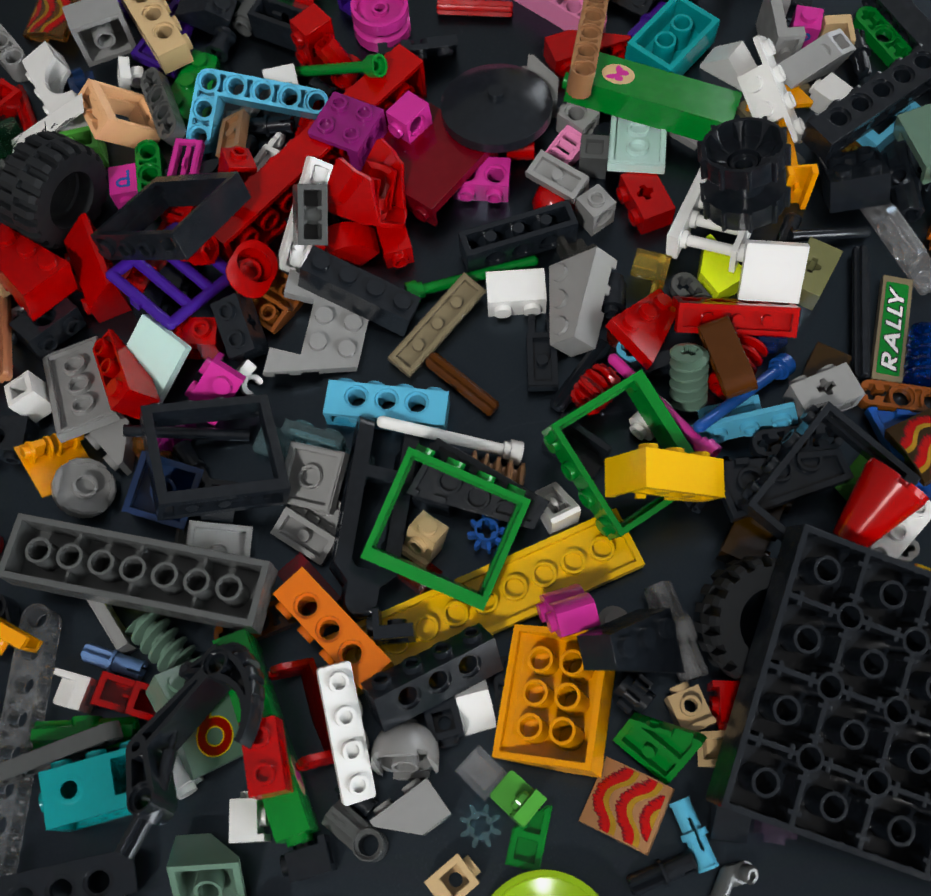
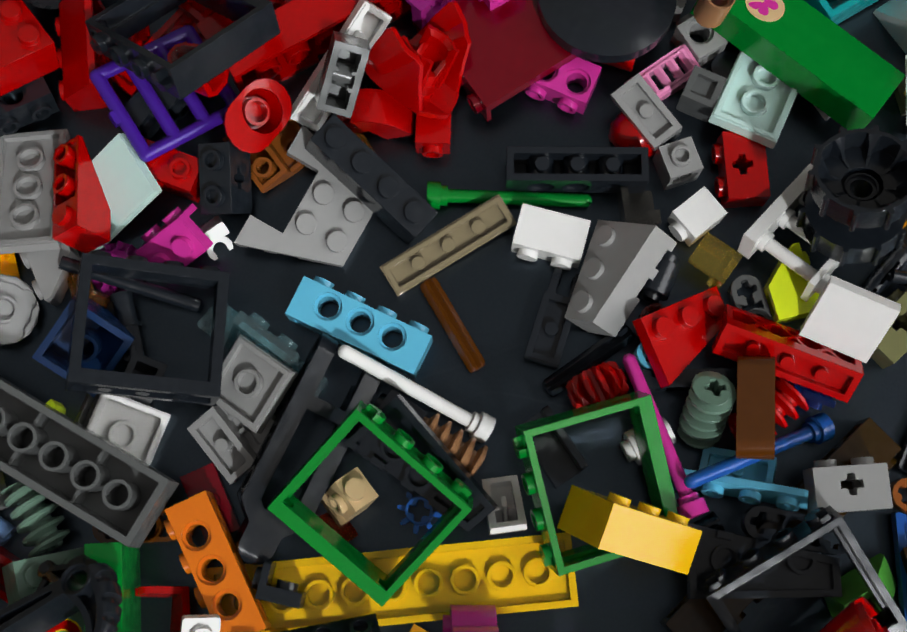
camera: 15 degrees right, 10 degrees up
(625, 240) = (696, 217): none -> white brick

